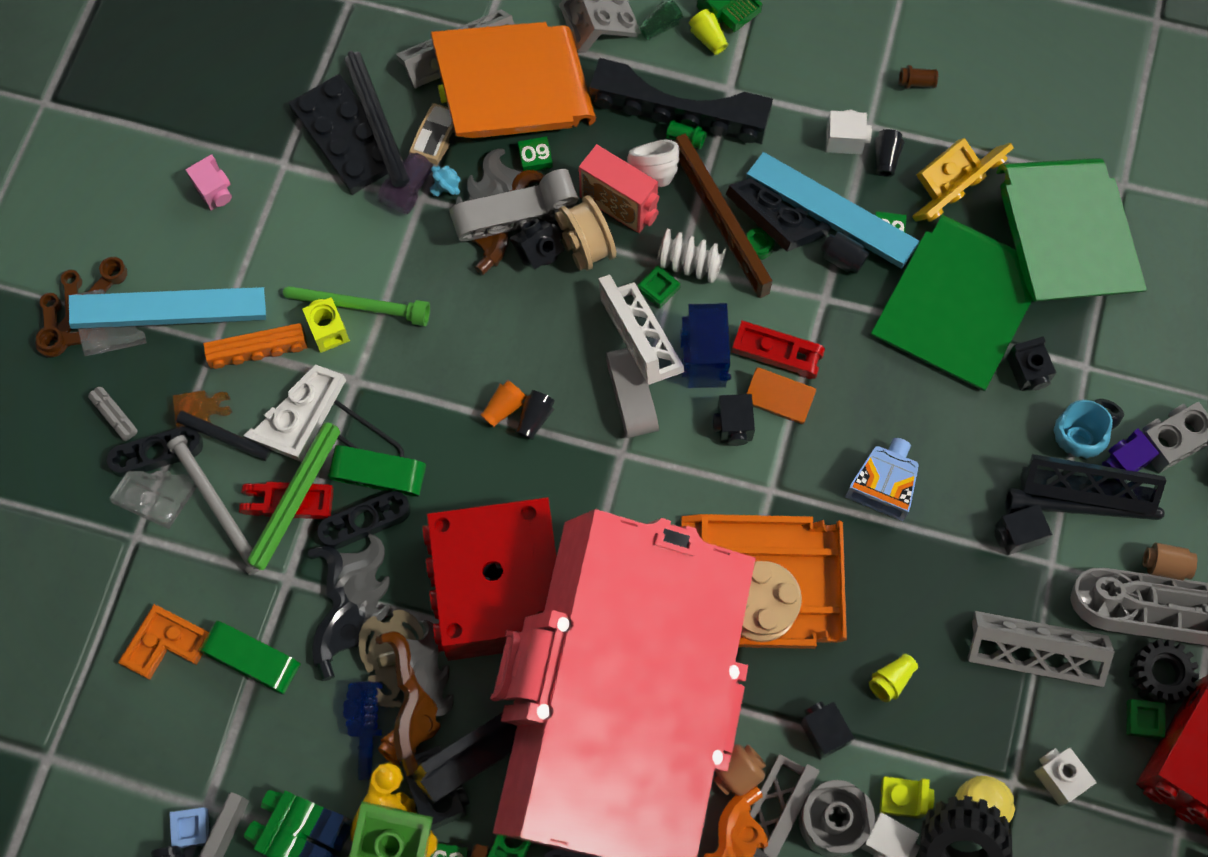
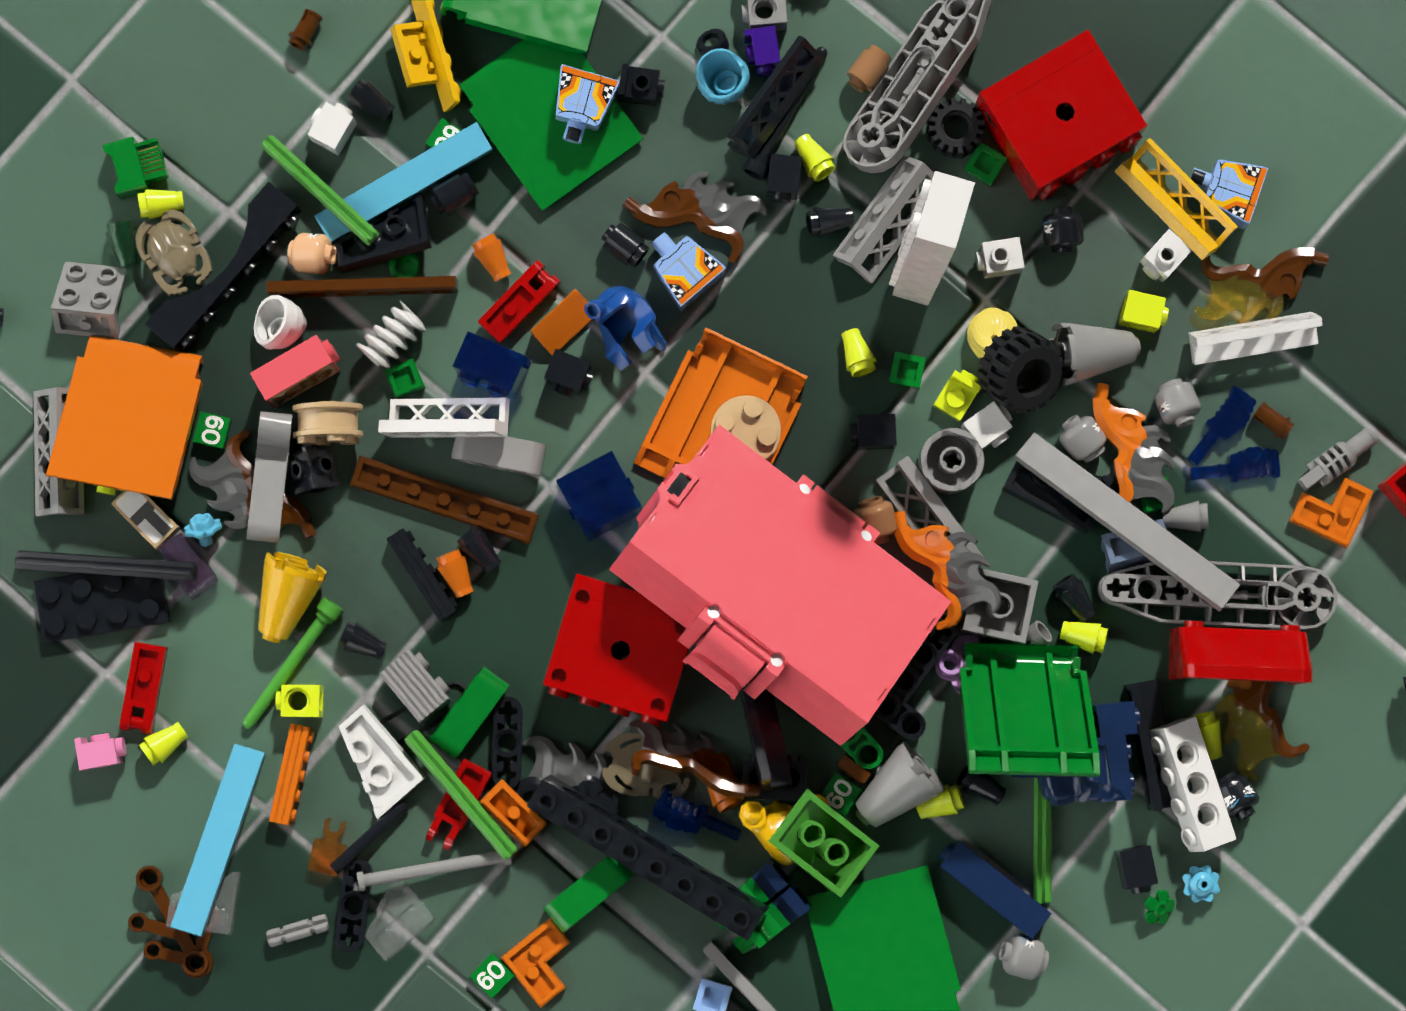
camera: 65 degrees left, 15 degrees up
(133, 604) = (492, 975): none -> green tile
(238, 229) = (163, 743): none -> neon yellow cone
(282, 194) = (143, 687): none -> red plate
(297, 552) = (512, 813): none -> orange slope
(300, 698) = (648, 857): none -> black brick
(381, 414) = (416, 687): none -> light grey brick
(403, 349) = (361, 641): none -> black cone
(417, 268) = (286, 594): none -> yellow cone
(487, 377) = (423, 574): none -> black piece
(566, 369) = (444, 499): none -> reddish brown tile
(635, 489) = (599, 496): none -> clear blue brick
(672, 56) = (173, 251): none -> dark tan shield
(695, 135) = (257, 281): green pin -> none
(729, 162) = (311, 253): none -> light nougat head
(787, 145) = (320, 190): none -> bright green axle
(806, 308) = (492, 256): none -> orange cone
(813, 442) = (617, 313): none -> blue piece
(879, 416) = (624, 244): none -> black brick
(902, 735) = (907, 370): none -> green tile
(954, 475) = (703, 205): none -> piece
(990, 317) = (583, 101): none -> torso
(1005, 590) = (828, 220): none -> black cone
(1056, 551) = (815, 159): none -> neon yellow cone
(1060, 658) = (931, 237): none -> white brick
(1128, 827) = (1063, 230): none -> black head

